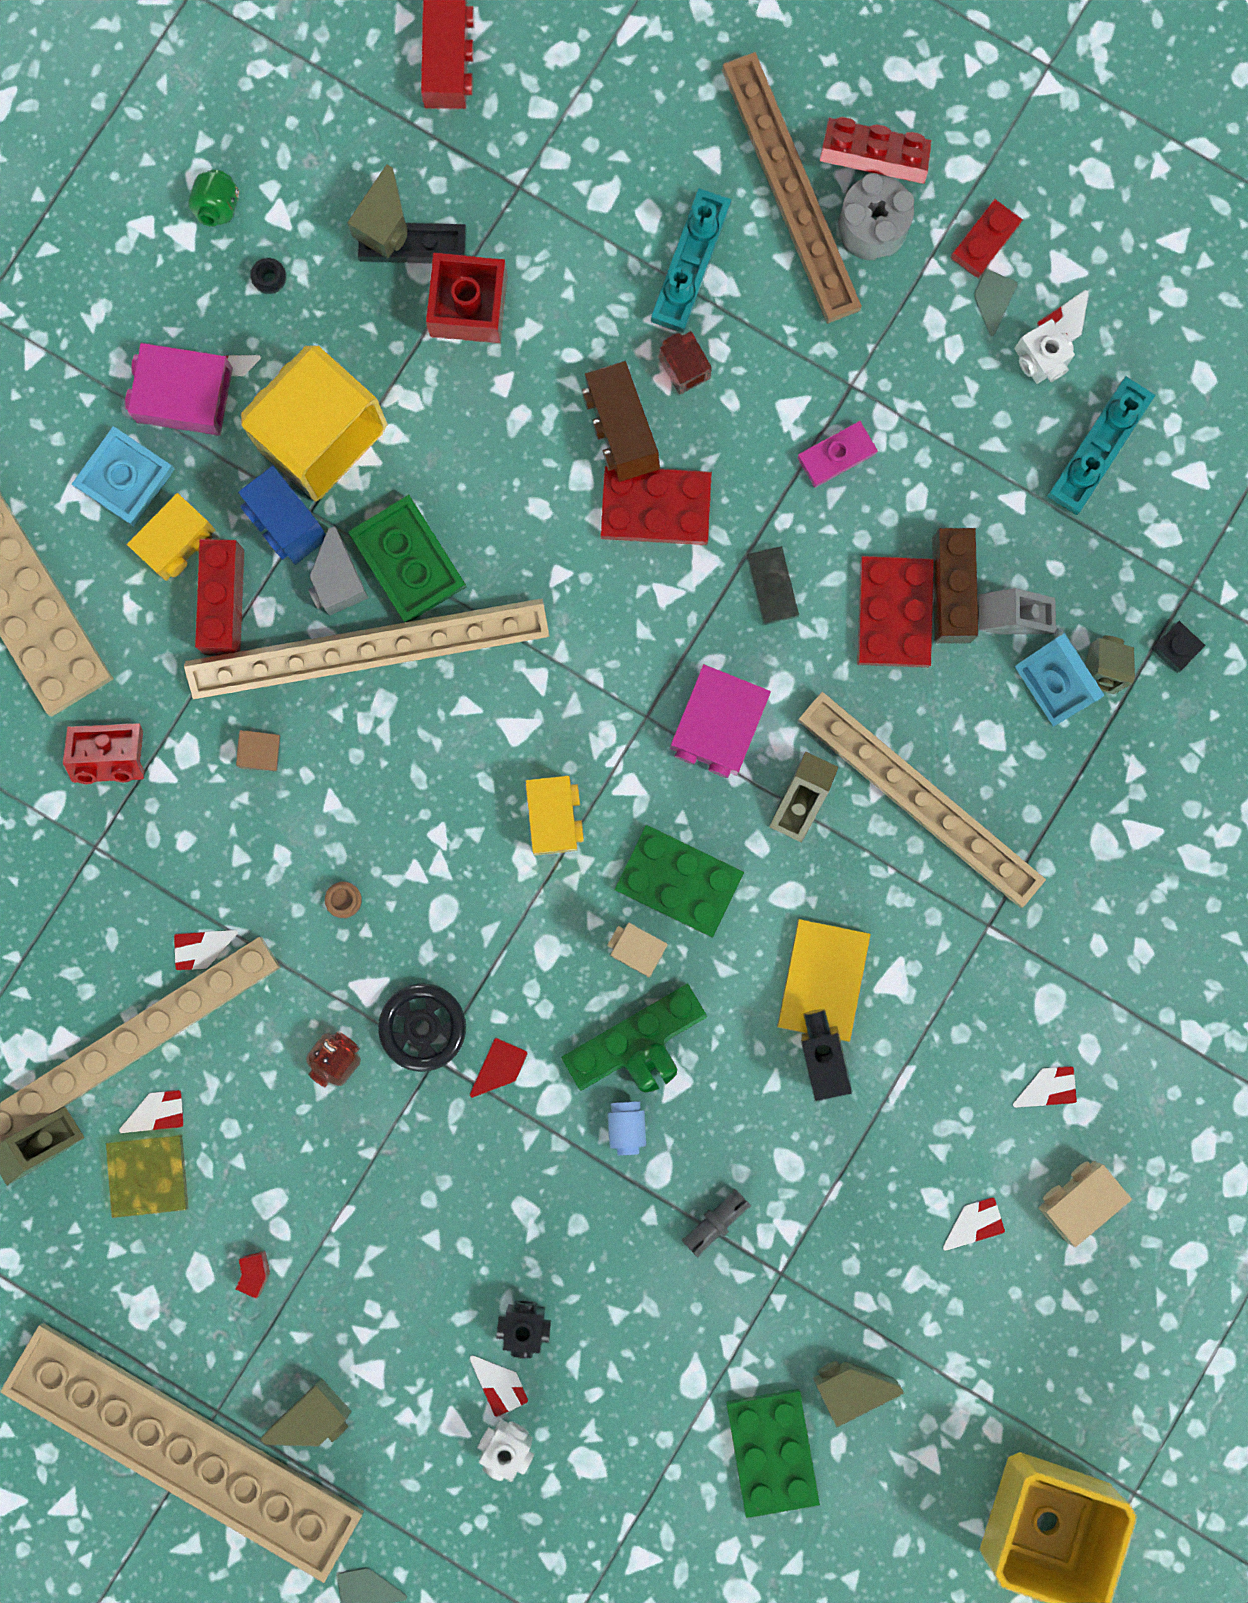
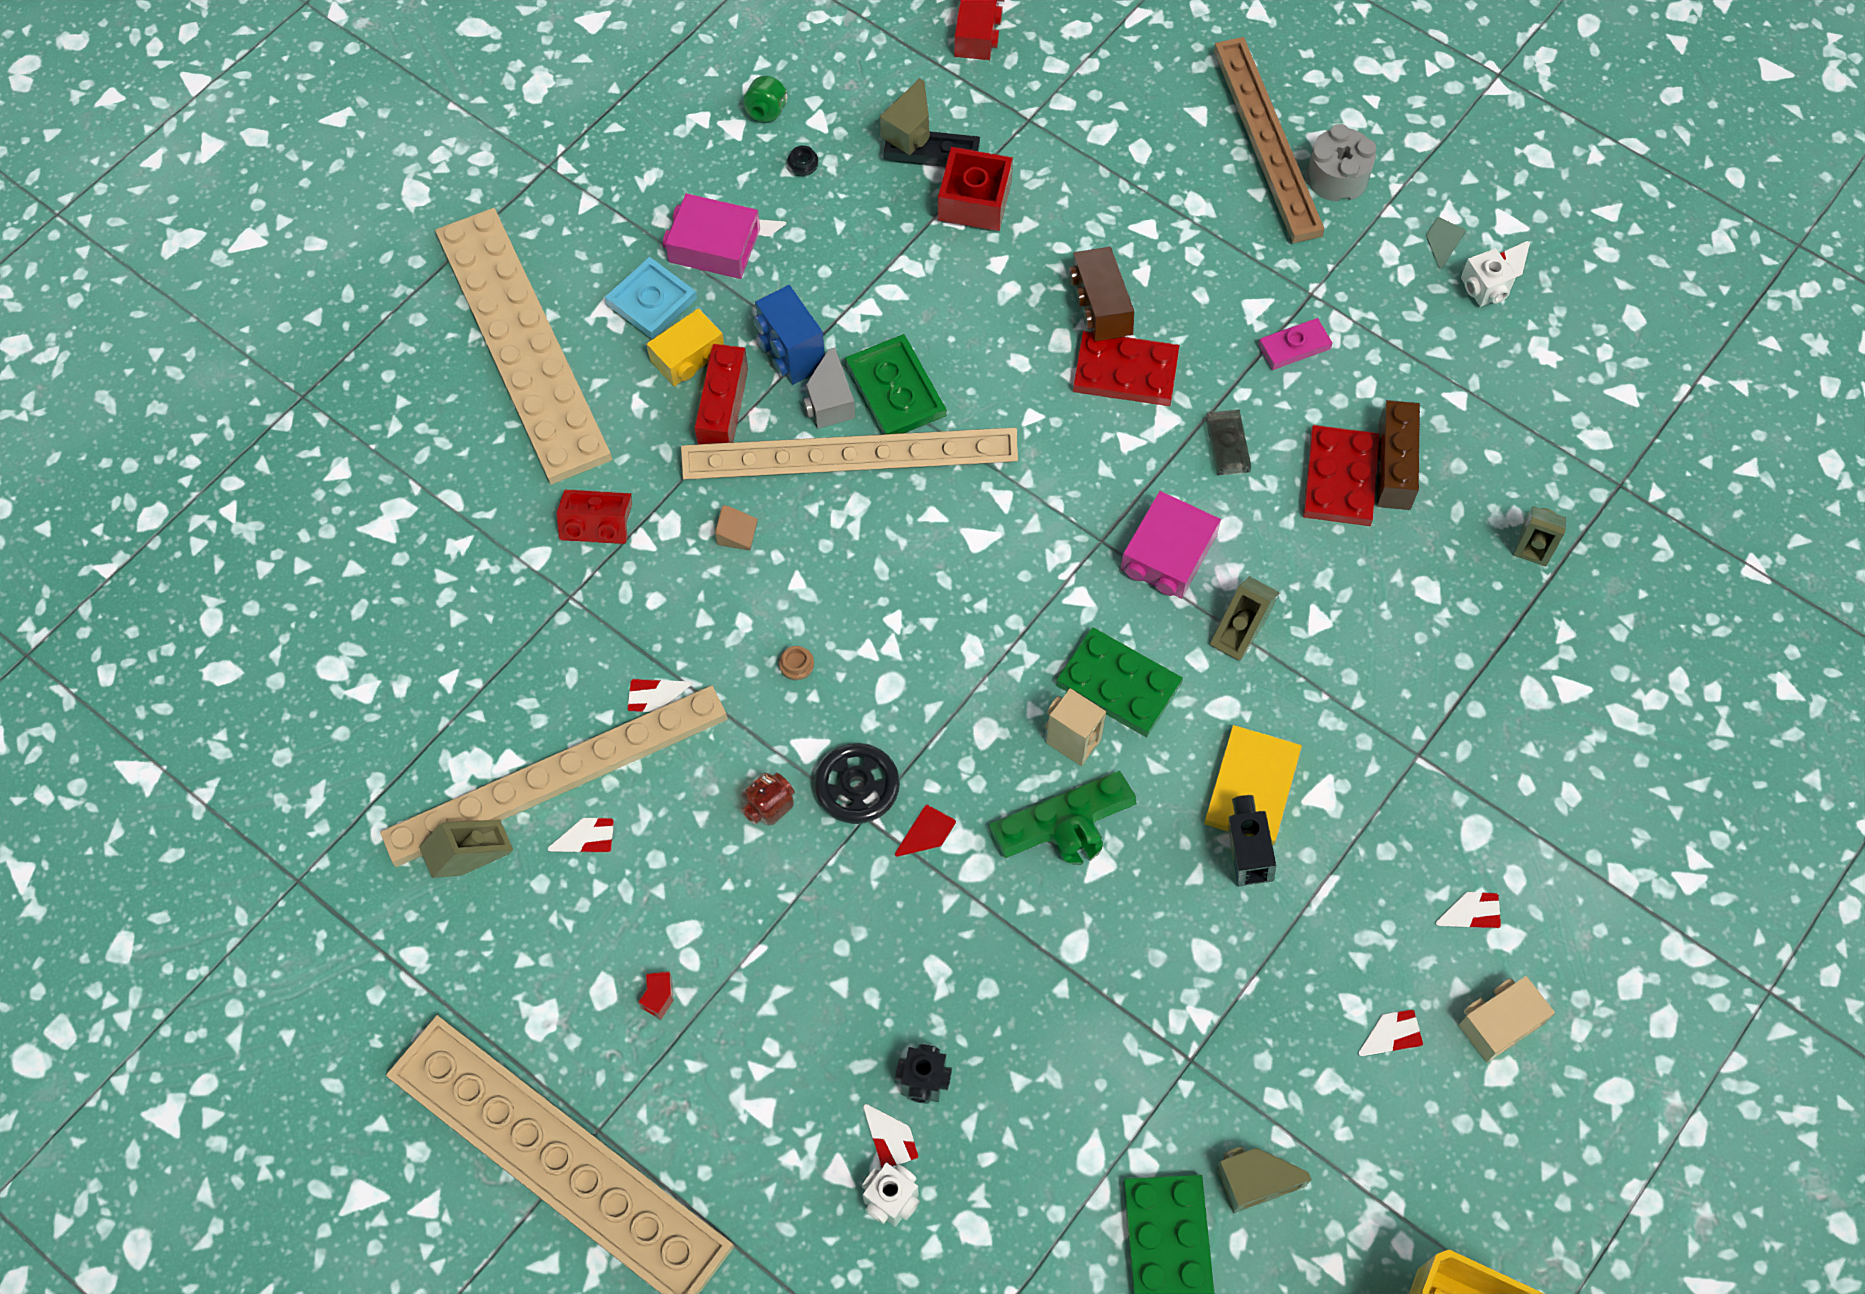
camera: 10 degrees right, 20 degrees down
(147, 1176) = (567, 892): clear yellow tile -> none
(310, 1420) = (692, 1141): olive slope -> none
(313, 421) = (832, 258): yellow plate -> none
(553, 815) = (1005, 606): yellow brick -> none
(626, 1127) = (1047, 894): light blue brick -> none
(684, 361) = (1163, 257): clear red brick -> none
(691, 260) = (1174, 183): teal plate -> none
(716, 1223) = (1128, 997): dark grey pin -> none
(876, 150) = (1345, 112): red plate -> none
(922, 800) = (1360, 634): tan plate -> none
(986, 238) = (1439, 193): red plate -> none
(1016, 612) = (1455, 482): light grey slope -> none
(1059, 680) = (1494, 537): medium azure plate -> none
(1101, 445) = (1537, 358): teal plate -> none
(1178, 646) = (1608, 530): black plate -> none

